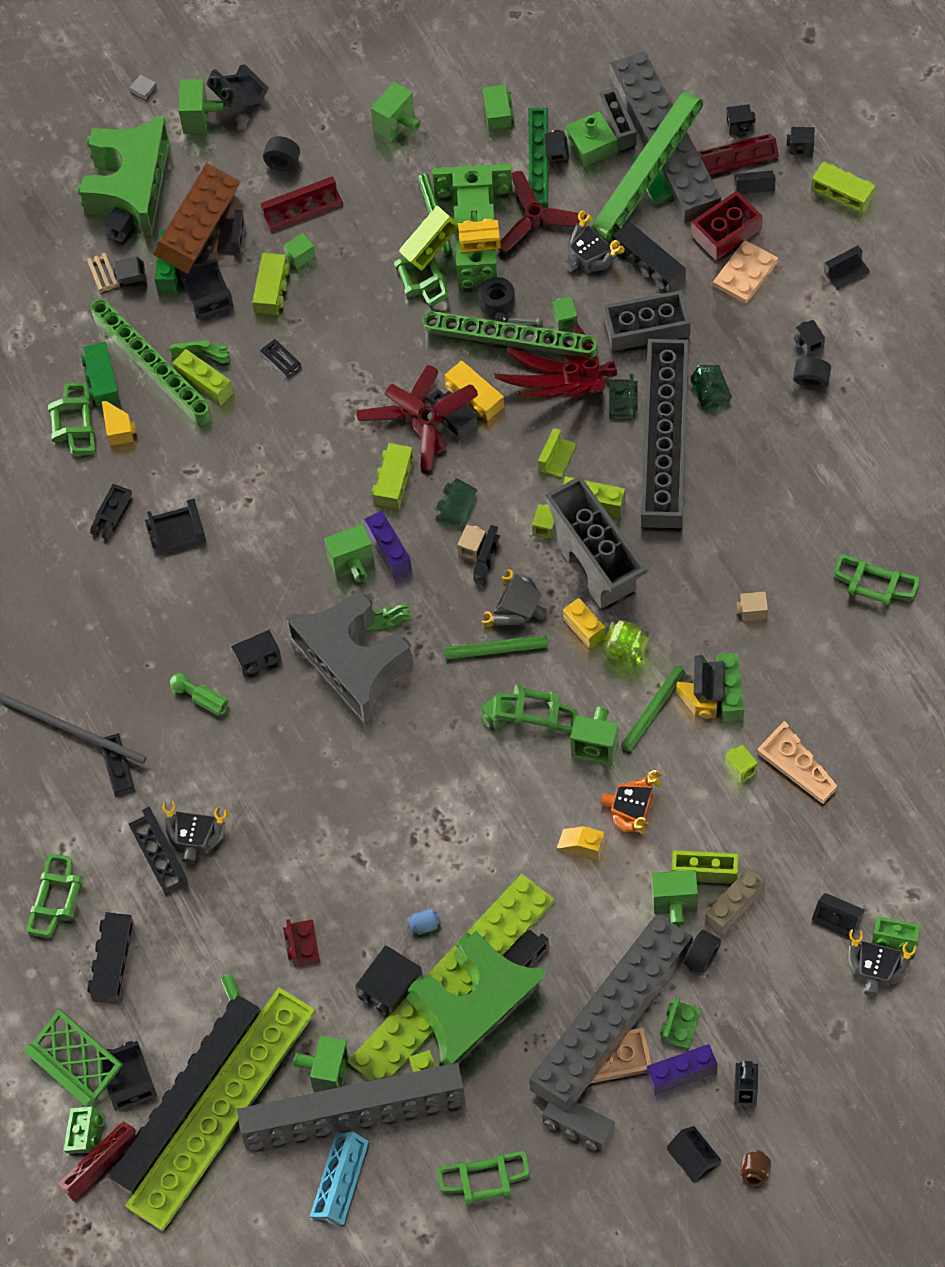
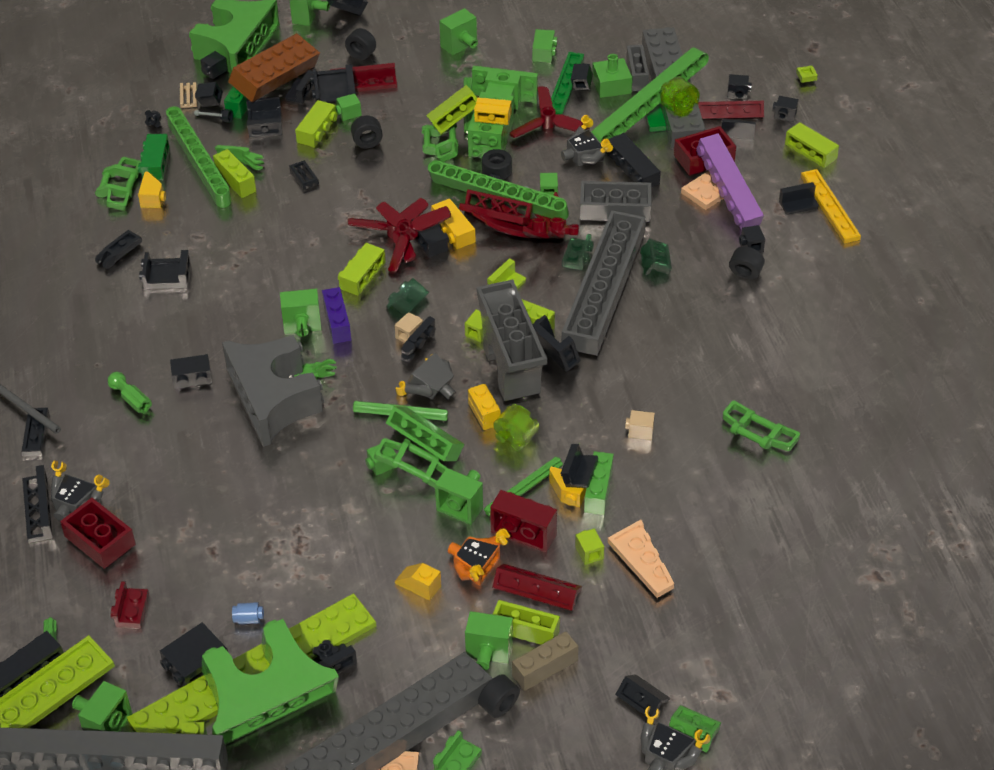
camera: 10 degrees right, 15 degrees down
(76, 318) = (155, 115): none -> black plate
(159, 295) = (225, 115): none -> hinge
(238, 870) = (98, 532): none -> dark red brick
(272, 225) = (332, 84): none -> black panel
(335, 285) = (369, 139): none -> black tyre
(514, 366) = (492, 212): none -> dark red fence
(516, 938) = (325, 650): none -> black plate
(533, 672) = (425, 433): none -> bright green brick
(650, 541) = (563, 352): none -> black panel
(668, 752) = (524, 520): none -> dark red brick
(683, 164) = (679, 96): none -> clear neon green brick
(701, 820) = (536, 586): none -> dark red fence
(767, 267) = (729, 181): none -> medium lavender brick
(813, 81) = (806, 74): none -> lime plate
(883, 268) = (831, 207): none -> yellow tile

